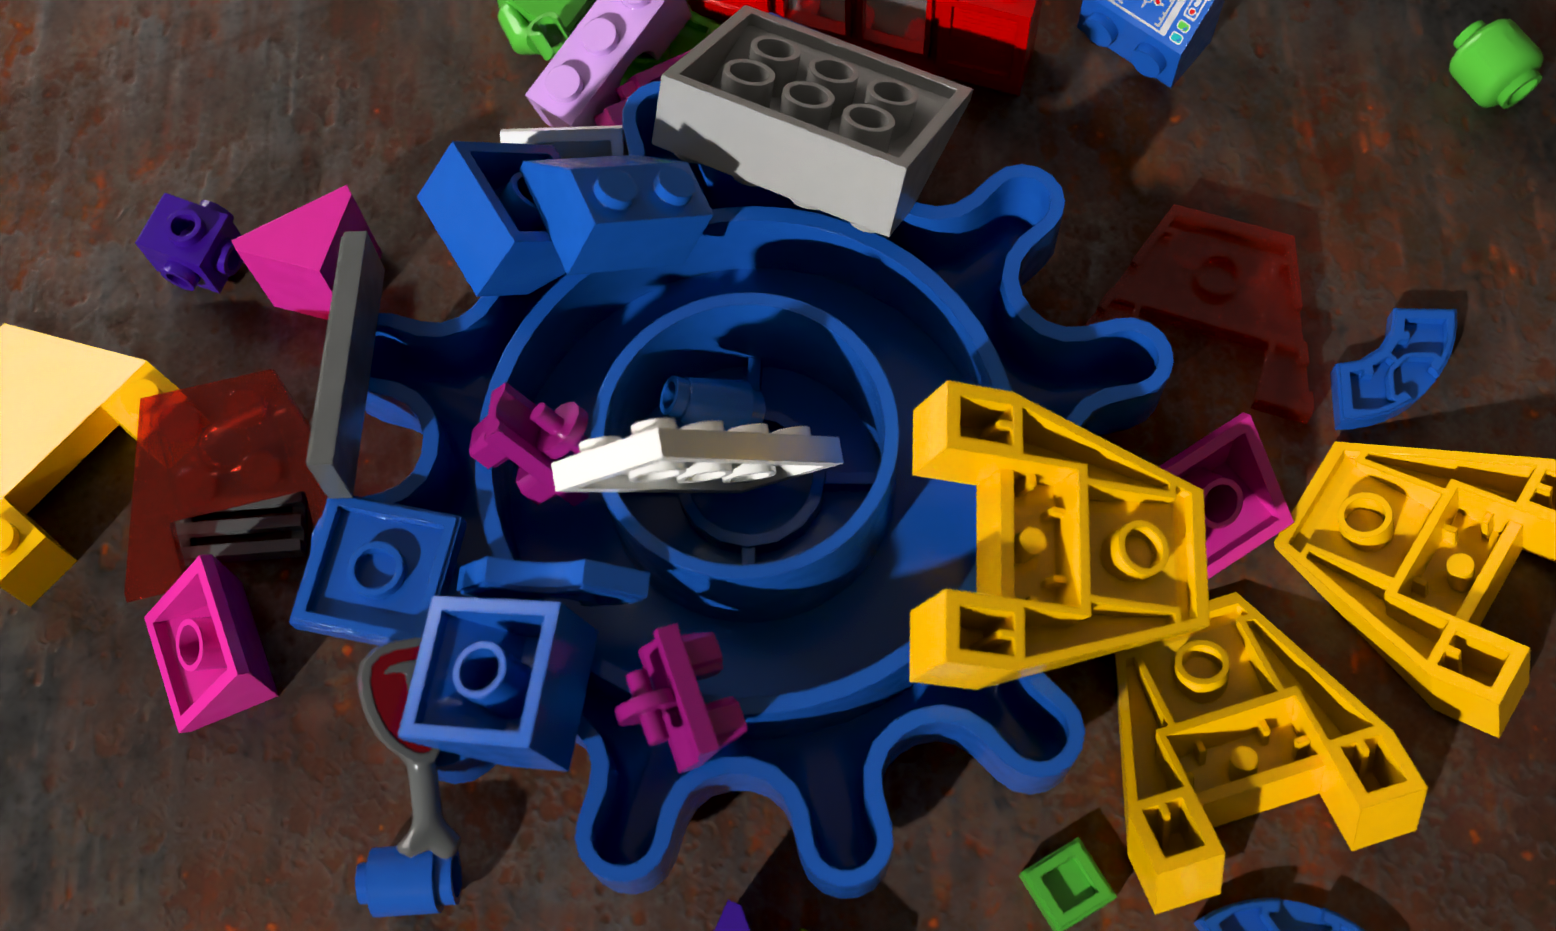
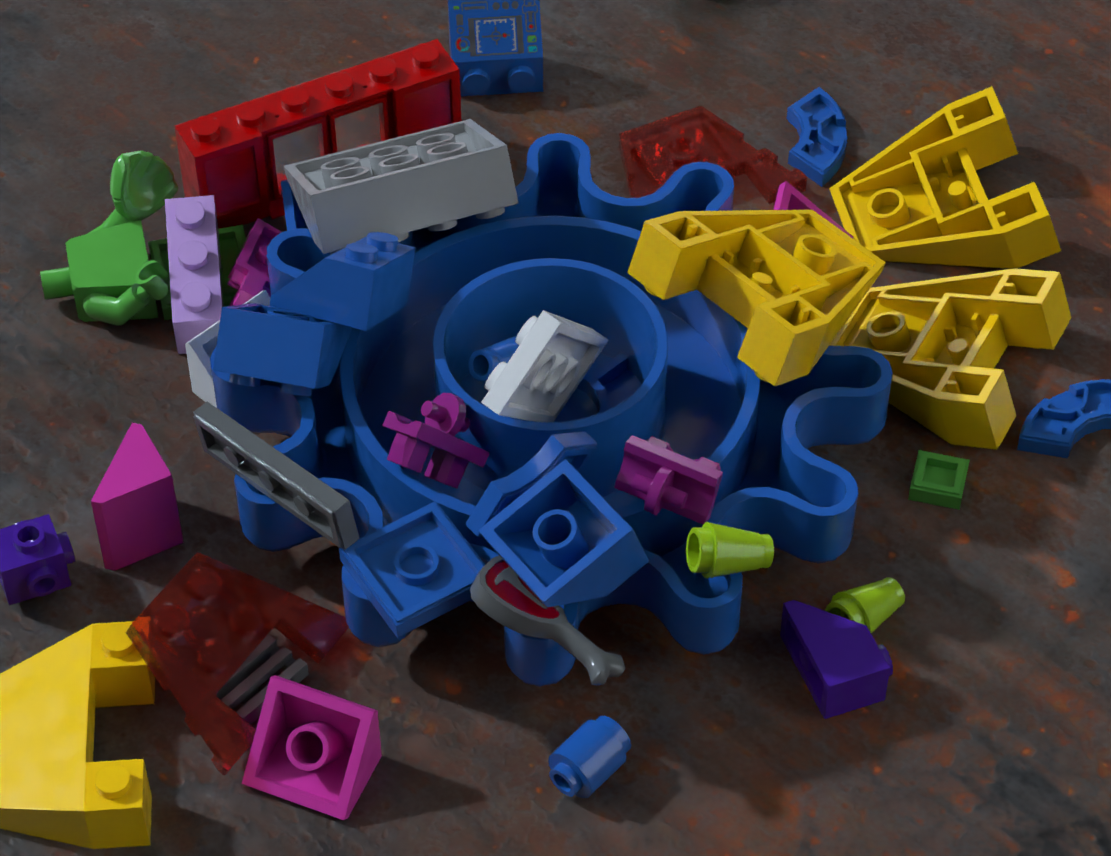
camera: 50 degrees left, 20 degrees down
(654, 832) = (727, 550): none -> lime cone

